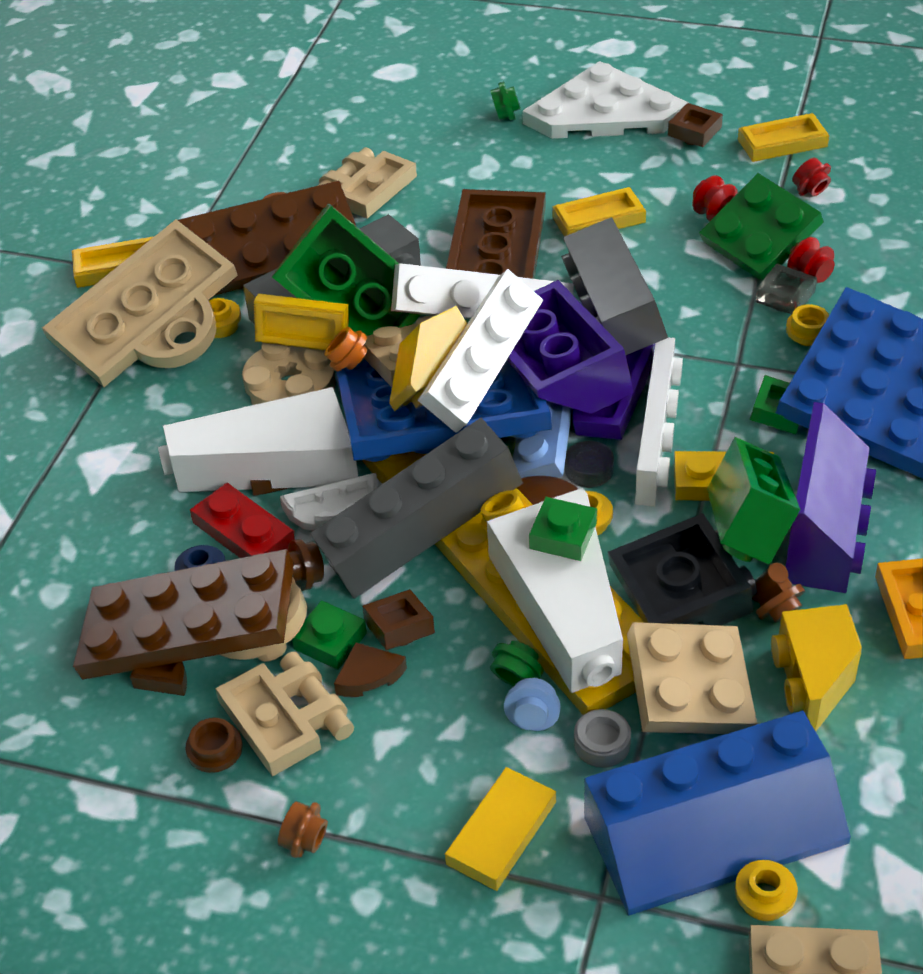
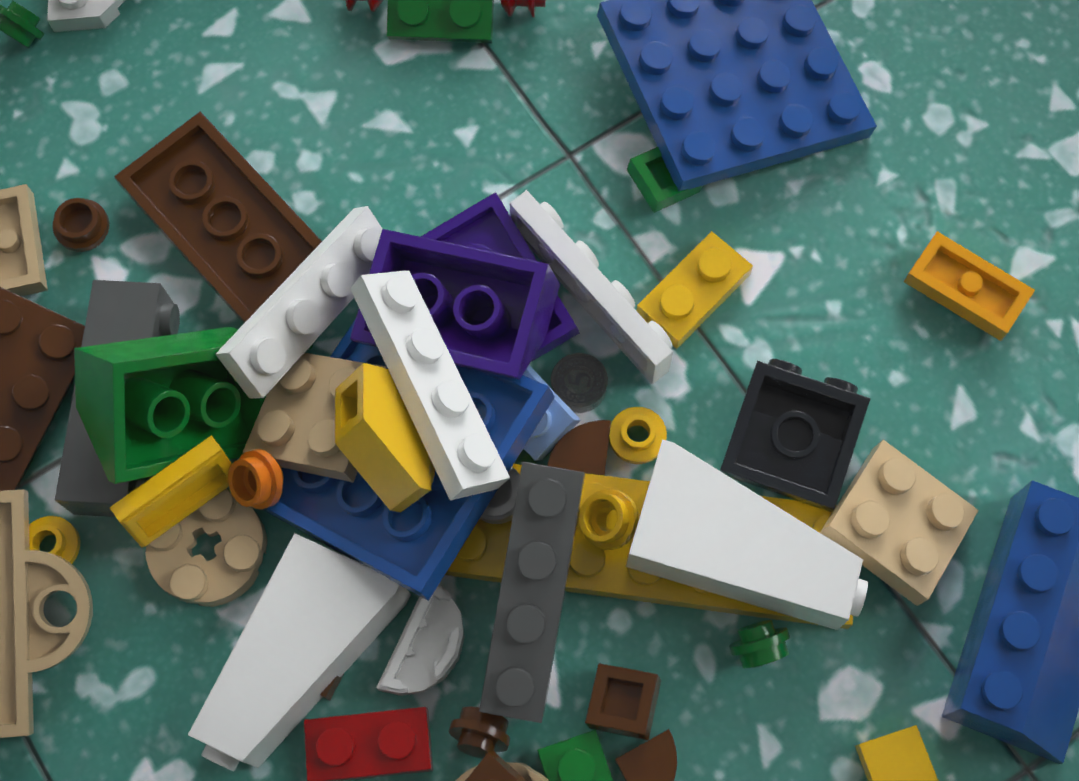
camera: 50 degrees left, 25 degrees up
(420, 201) = (80, 224): none -> reddish brown plate
(532, 705) = (814, 668): light blue plate -> none
(563, 528) = (706, 502): green plate -> none
(584, 212) = (265, 89): yellow tile -> none
(602, 738) = (884, 637): light grey tile -> none
(613, 286) = (409, 178): dark grey brick -> none
(752, 502) = (791, 315): green brick -> none
(776, 593) = (871, 373): dark orange plate -> none
(785, 289) = (533, 40): clear smoke plate -> none
(806, 323) = (591, 52): yellow plate -> none
(818, 657) = (967, 411): yellow slope -> none
(831, 512) = (820, 254): slope -> none

